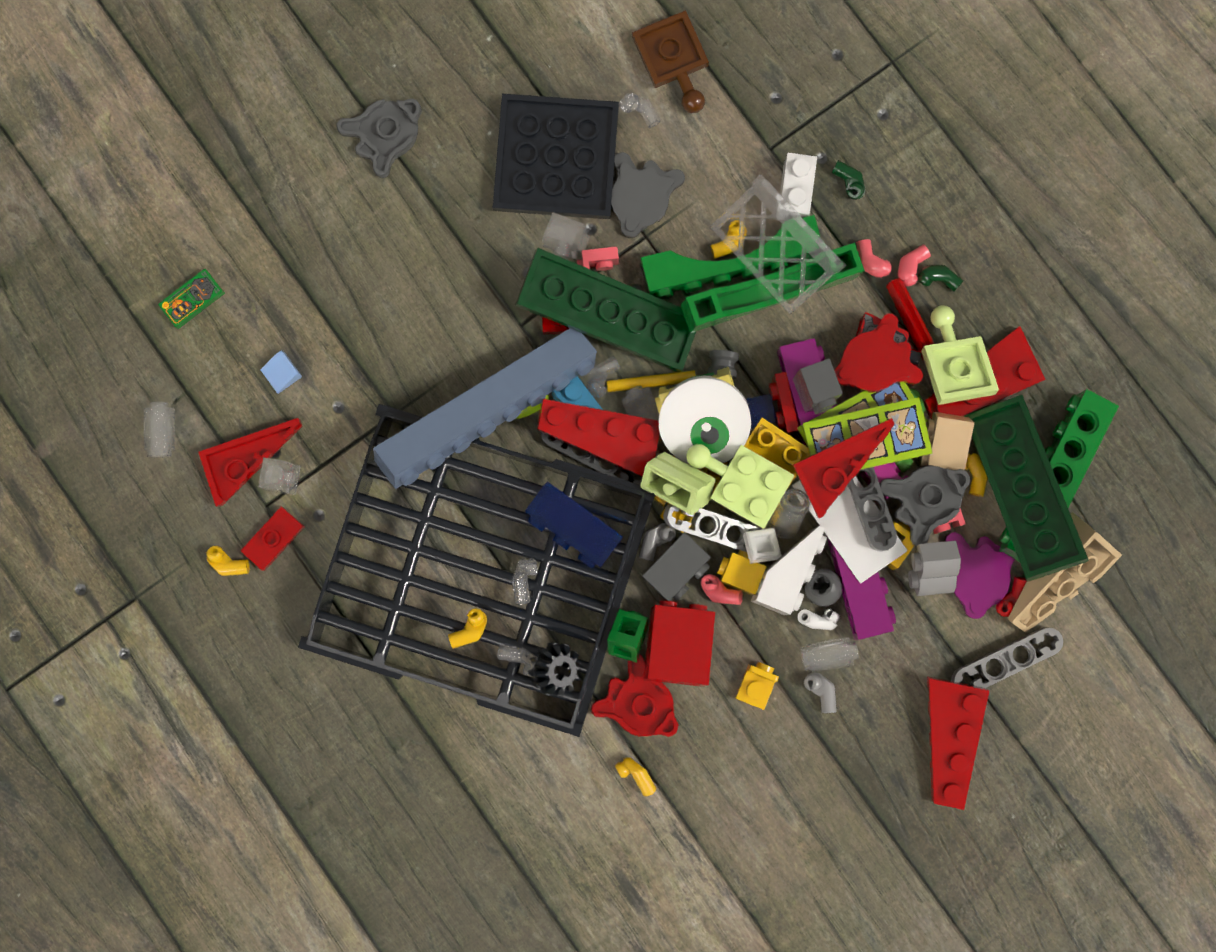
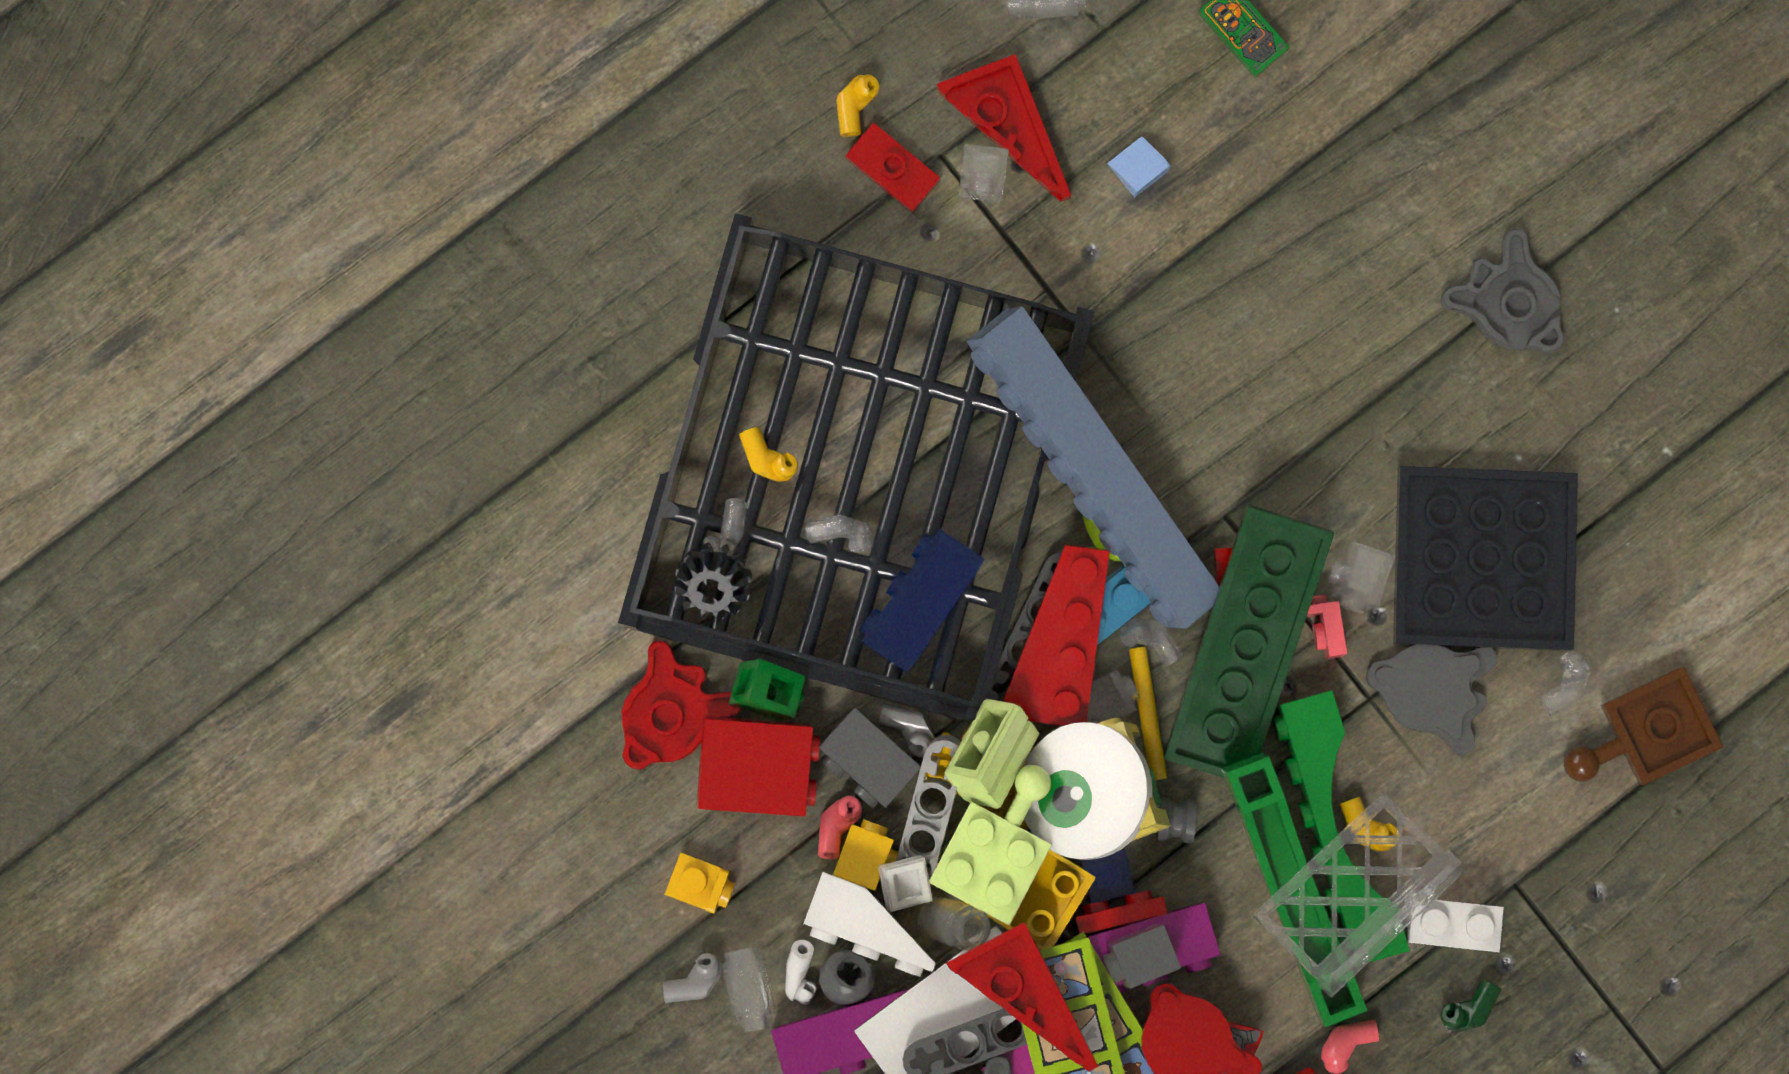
camera: 85 degrees right, 0 degrees up
(639, 773) = (566, 714): yellow arm -> none

